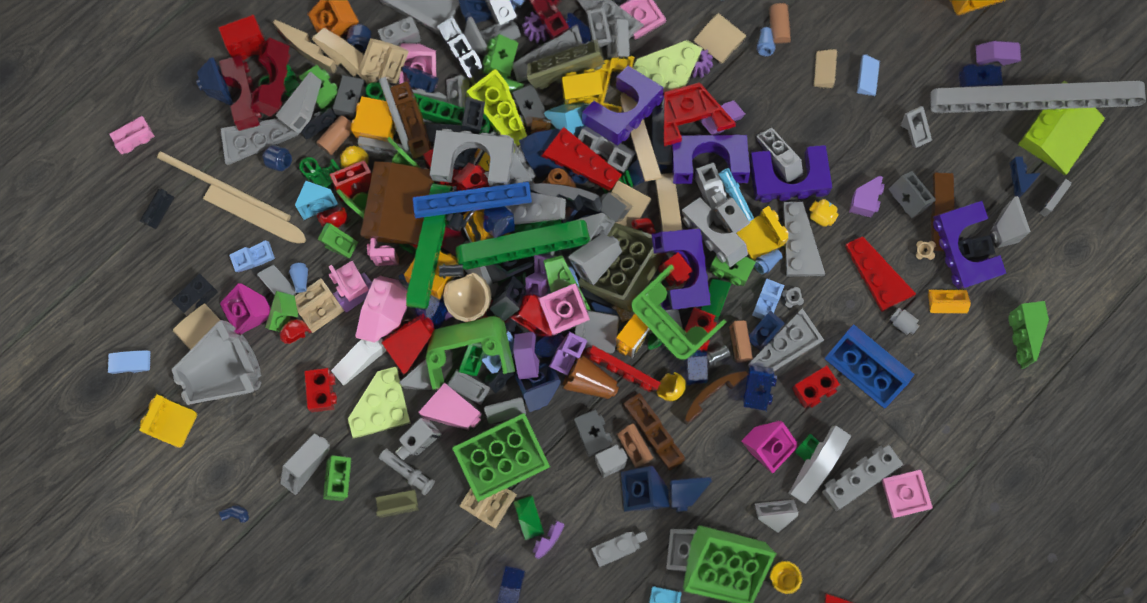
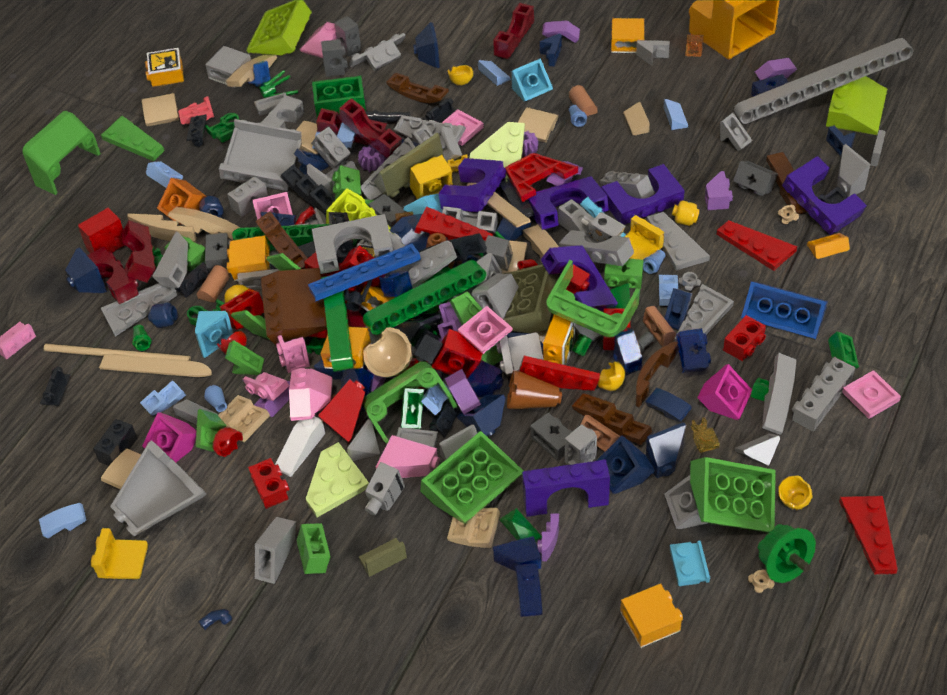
camera: 15 degrees left, 25 degrees down
(249, 178) = (141, 339): none -> green cone
(383, 60) = (240, 210): tan slope -> none
(394, 112) = (261, 235): light grey bar -> none
(414, 476) = (391, 526): light grey pin -> none
(446, 81) = (308, 213): none -> red arm
(450, 270) = (365, 333): black pin -> none
(517, 550) = (517, 553): none -> clear blue slope
(561, 496) = (541, 483): none -> dark purple arch
(567, 353) = (501, 372): medium lavender slope -> none
(618, 547) = (620, 524): light grey hinge -> none
(712, 436) = (669, 404): none -> dark blue slope
(731, 483) = (703, 437): none -> clear yellow plate
(904, 321) = (798, 267): light grey brick -> none
(904, 433) = (843, 348): none -> green slope
(1029, 328) = (908, 238): bright green slope -> none

